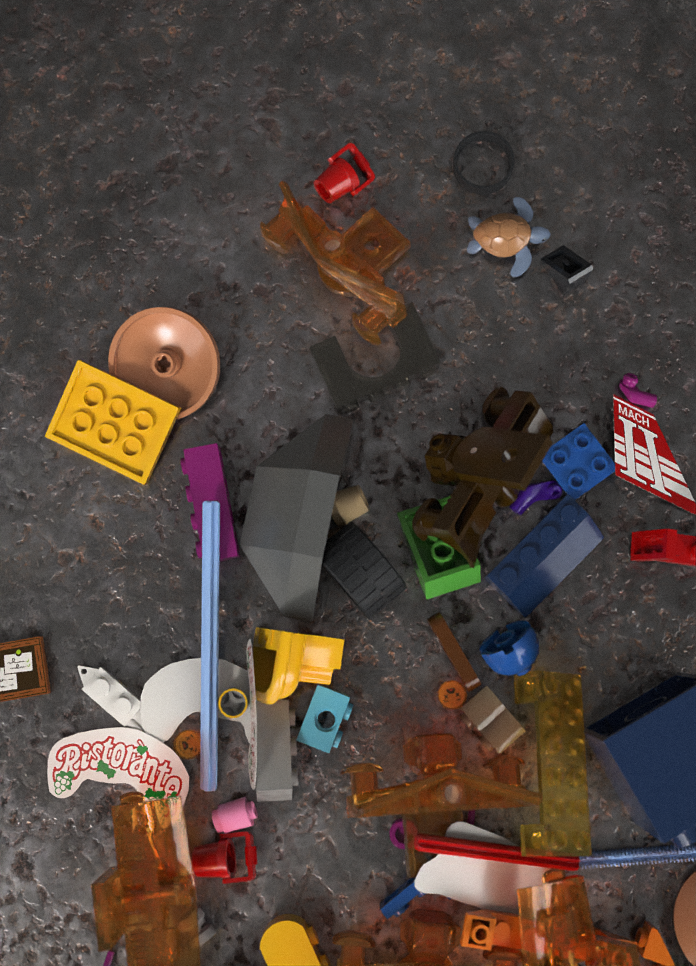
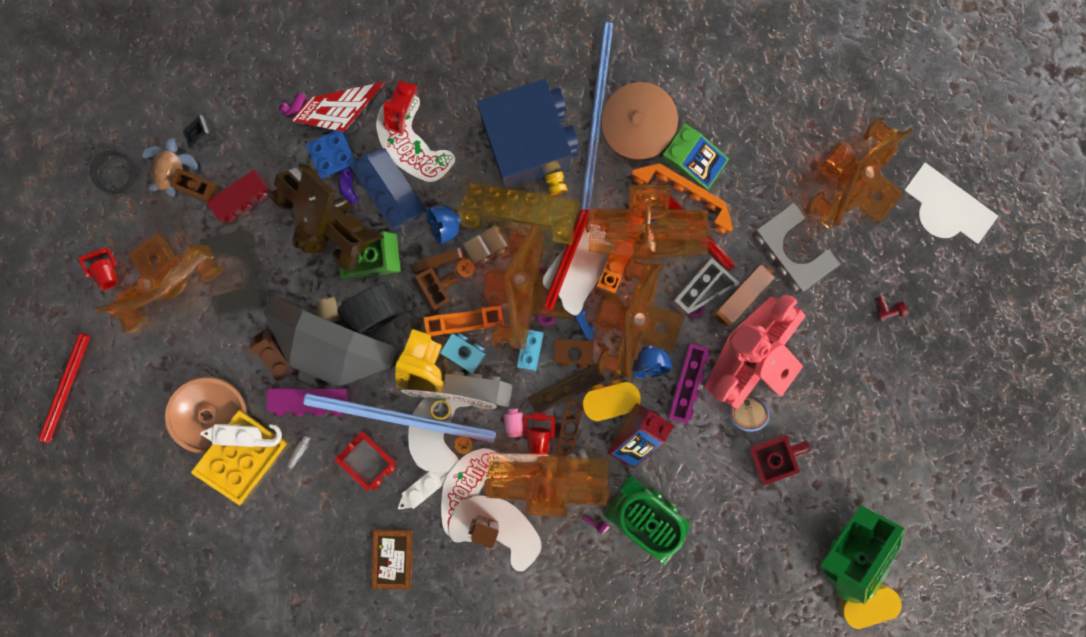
camera: 90 degrees left, 5 degrees up
(63, 807) = (483, 531): none -> reddish brown brick
(84, 826) = (514, 527): none -> white sticker
(137, 503) = (298, 451): none -> light grey animal
(138, 605) = (366, 461): none -> window
(142, 418) = (240, 435): none -> white plate
(168, 161) = (63, 387): none -> red axle
(221, 895) = (562, 440): none -> reddish brown beam
(266, 437) = (270, 354): none -> reddish brown bracket
(301, 885) = (565, 389): none -> dark brown tile
(335, 824) = (529, 357): none -> medium azure brick
(357, 906) = (584, 348): none -> reddish brown brick
(372, 711) = (463, 321): none -> orange arch
(410, 654) = (433, 289): none -> reddish brown brick
(485, 344) = (239, 197): none -> dark red brick
(488, 278) = (194, 185): none -> reddish brown brick
(607, 577) = (411, 151): none -> sticker
(608, 808) = (555, 183): none -> yellow wheel

